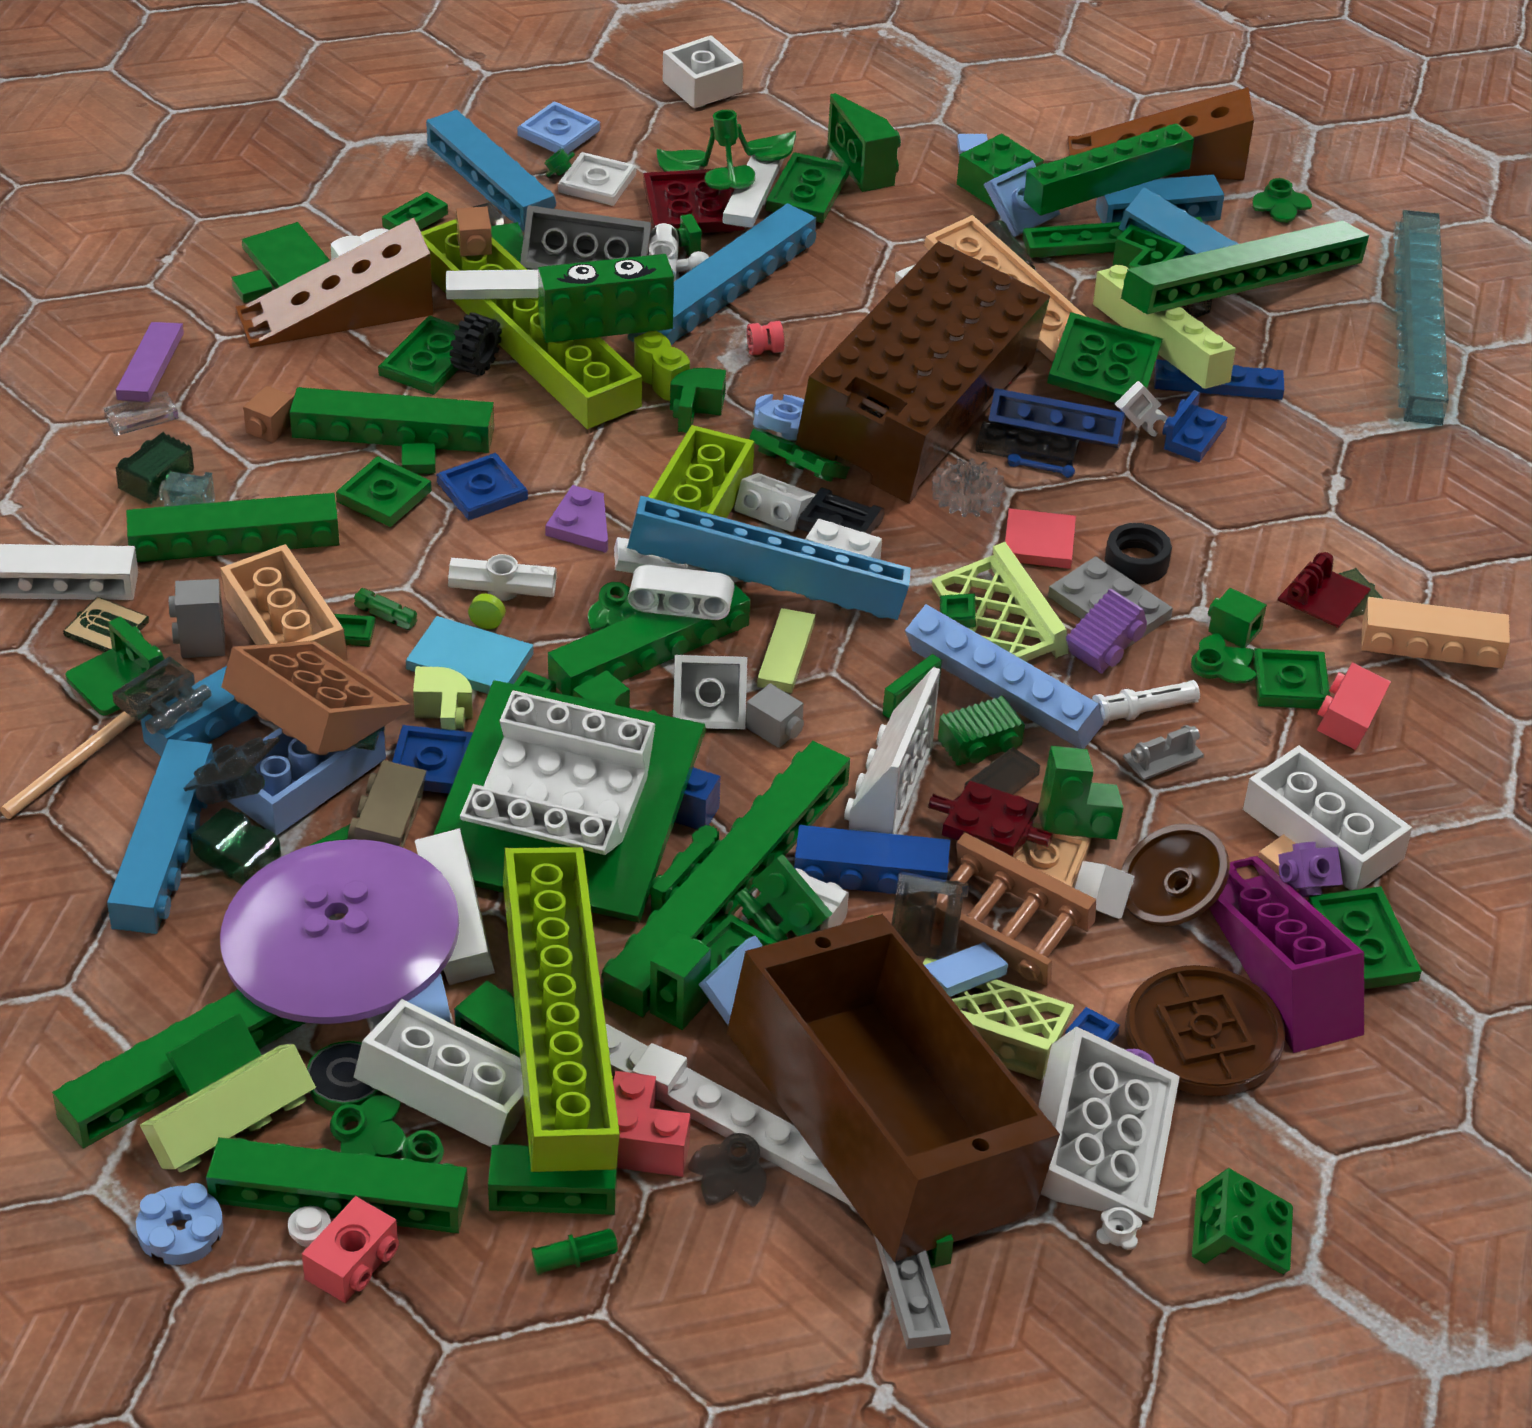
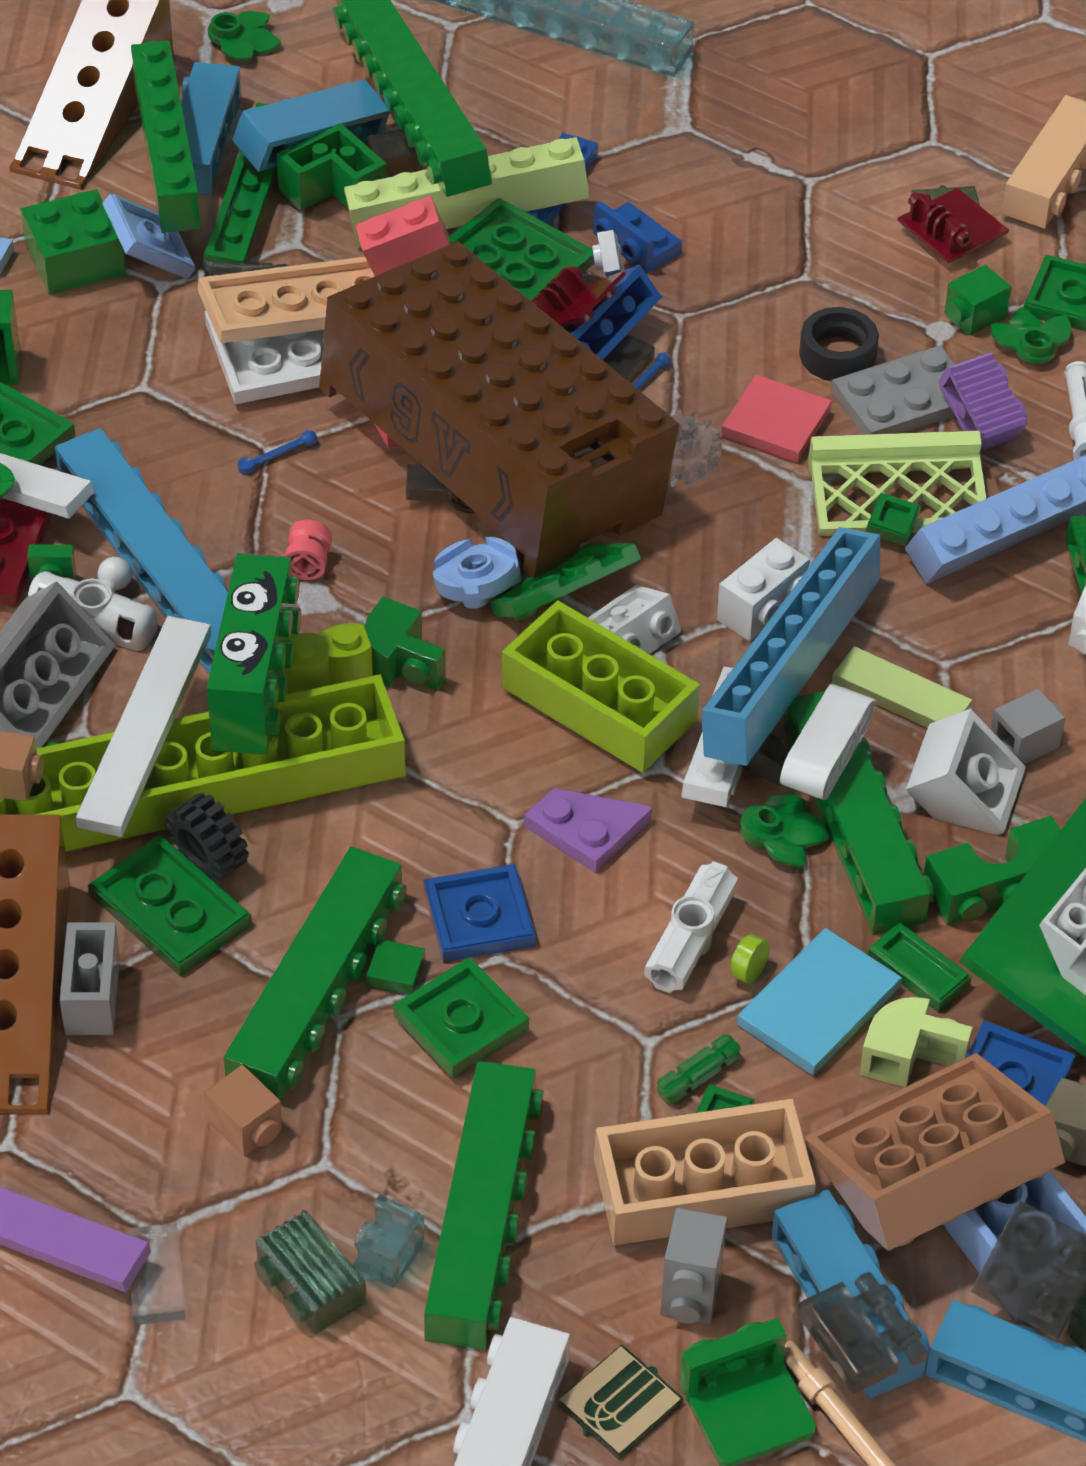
camera: 70 degrees left, 5 degrees up
(342, 325) = (90, 978): none -> light grey brick
(841, 302) = (247, 465): none -> blue hinge
(841, 512) = (691, 583): black plate -> none
(900, 688) = (1012, 594): green tile -> none
(1049, 387) = (571, 300): none -> dark red hinge
(1068, 287) = (402, 235): none -> coral brick

